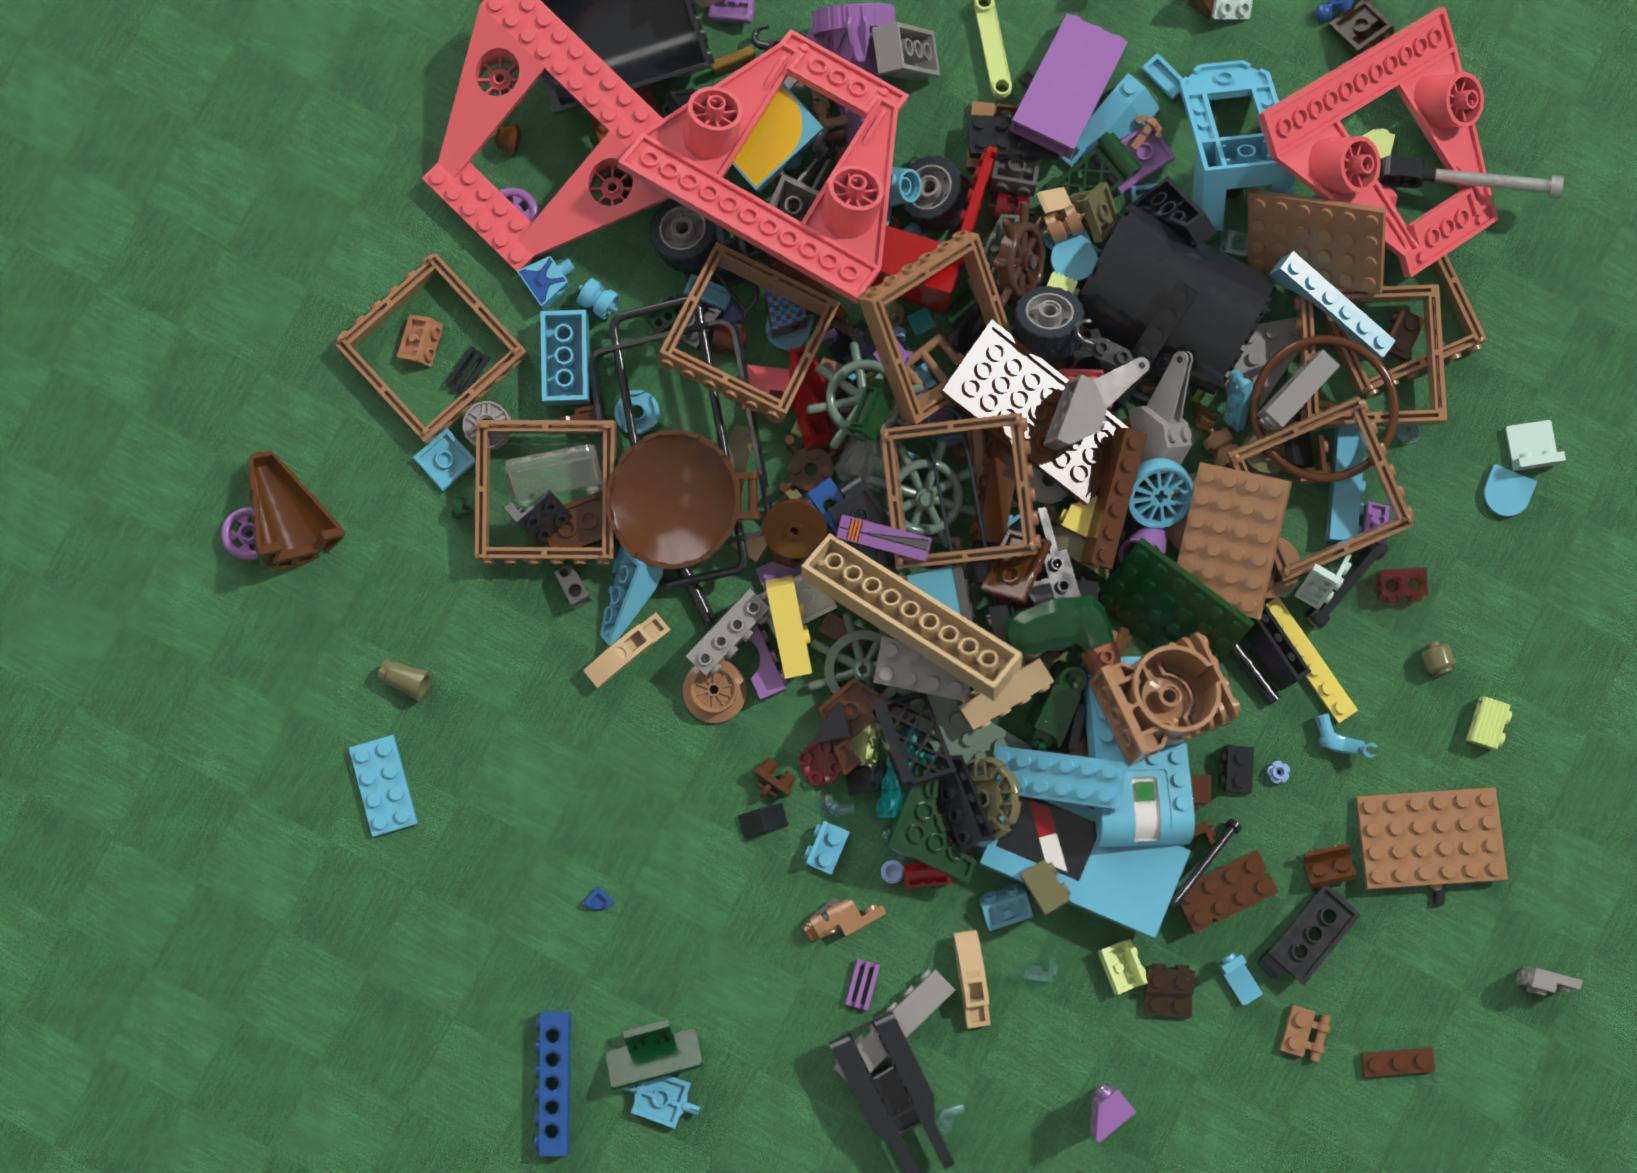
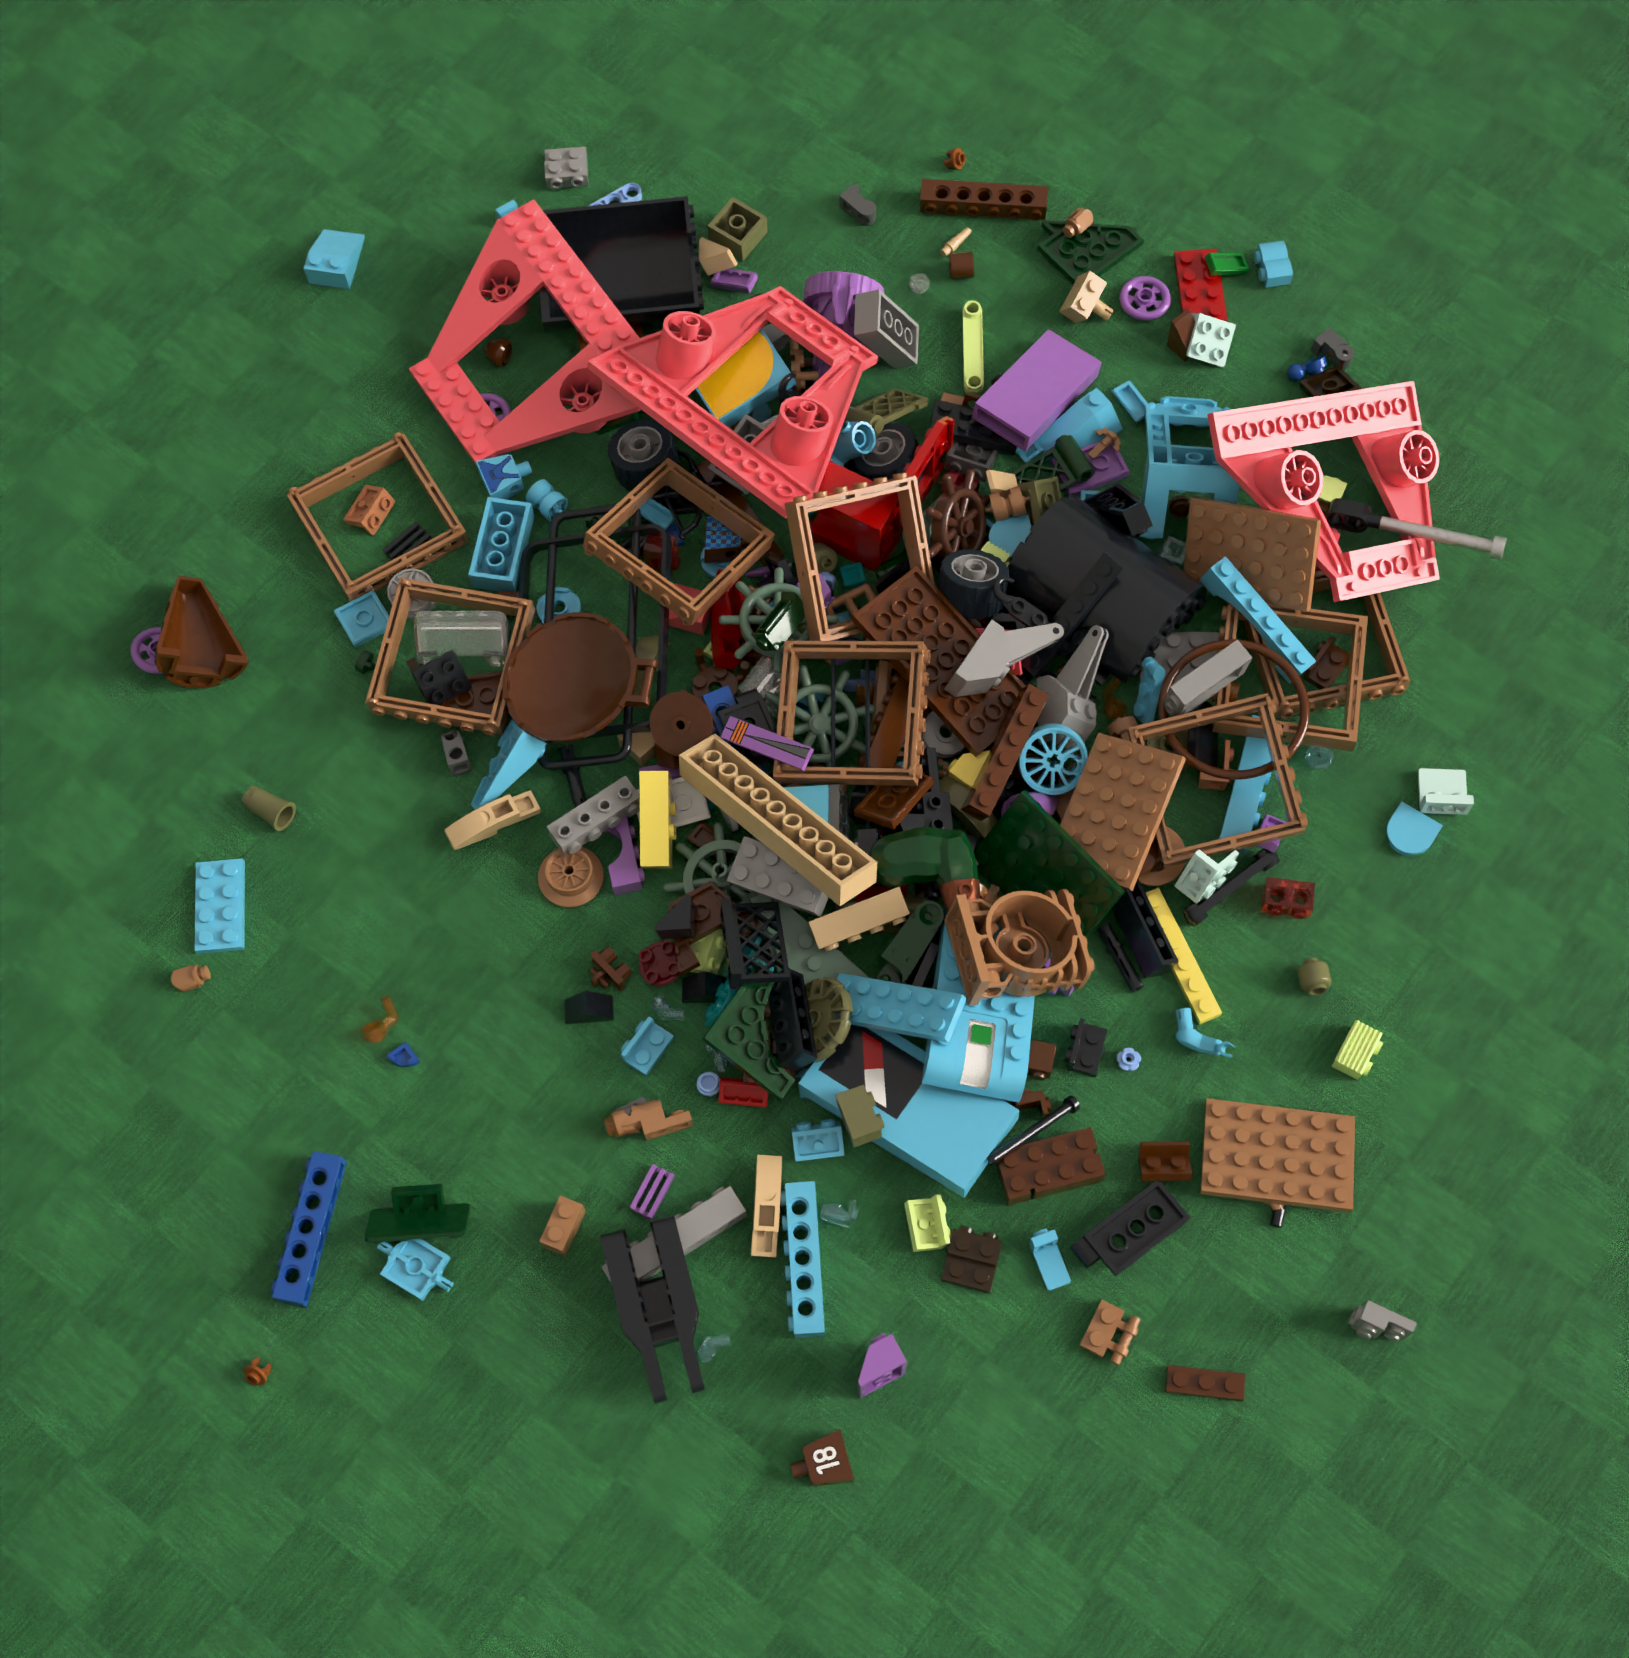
camera: 10 degrees right, 15 degrees down
(308, 58) = (334, 259): none -> medium azure slope
(375, 863) = (190, 977): none -> medium nougat arm
(567, 881) = (376, 1030): none -> clear orange plate
(788, 1035) = (562, 1226): none -> medium nougat brick
(905, 155) = (886, 408): none -> olive piece
(1038, 1078) = (803, 1194): none -> medium azure brick

